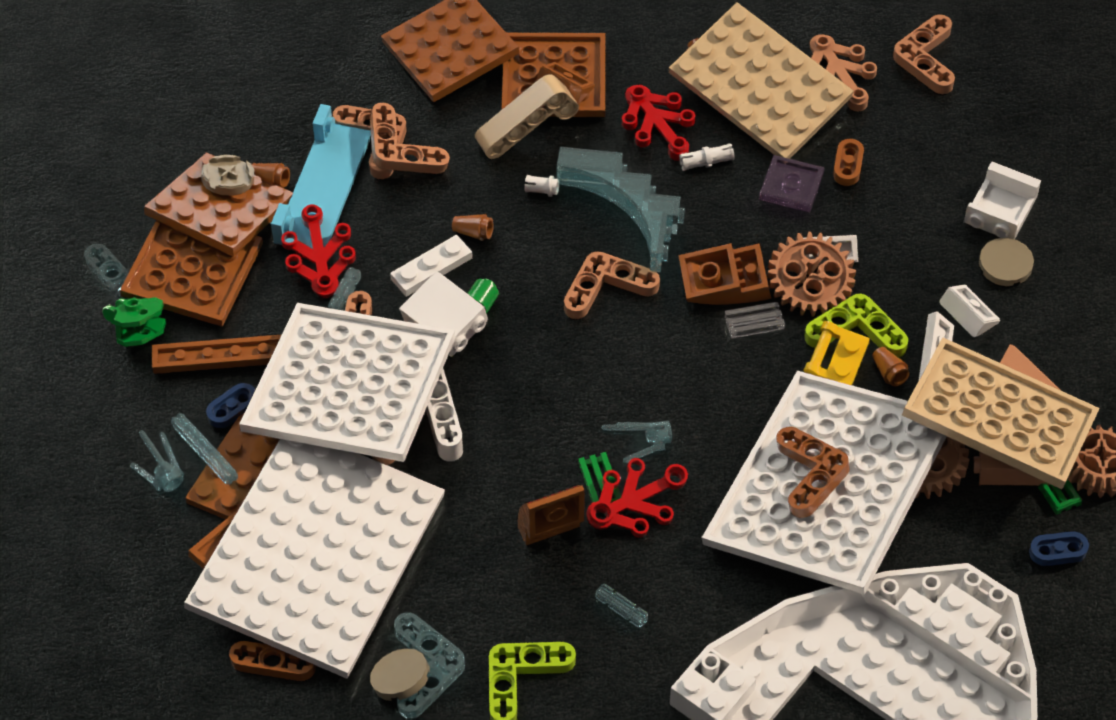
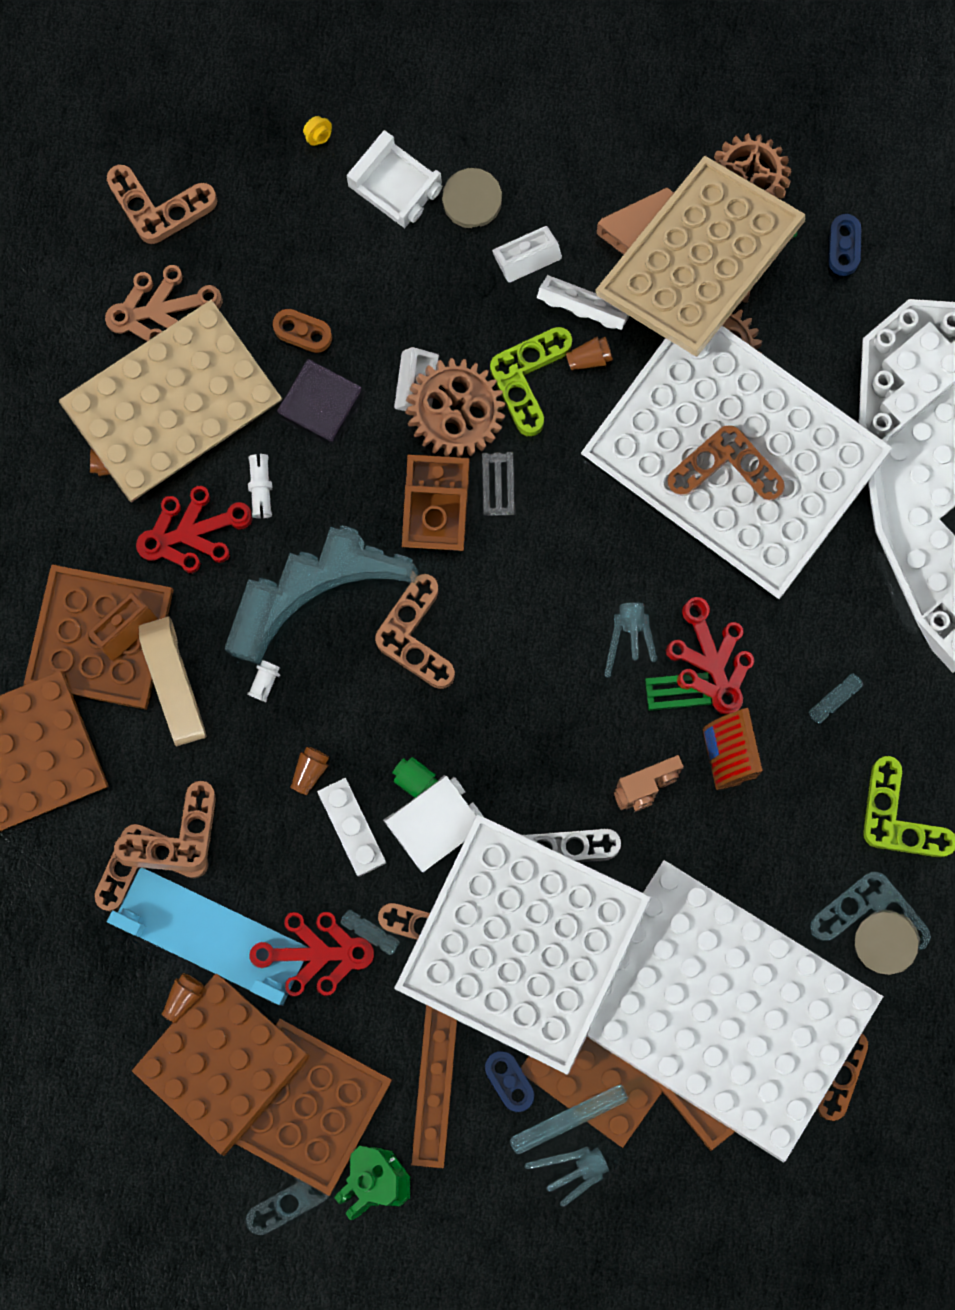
camera: 75 degrees left, 25 degrees up
(227, 175) = (186, 1048): dark tan tile -> none
(508, 457) = (640, 787): none -> nougat plate
(846, 357) = (572, 398): yellow plate -> none
(1027, 143) = (317, 130): none -> yellow plate

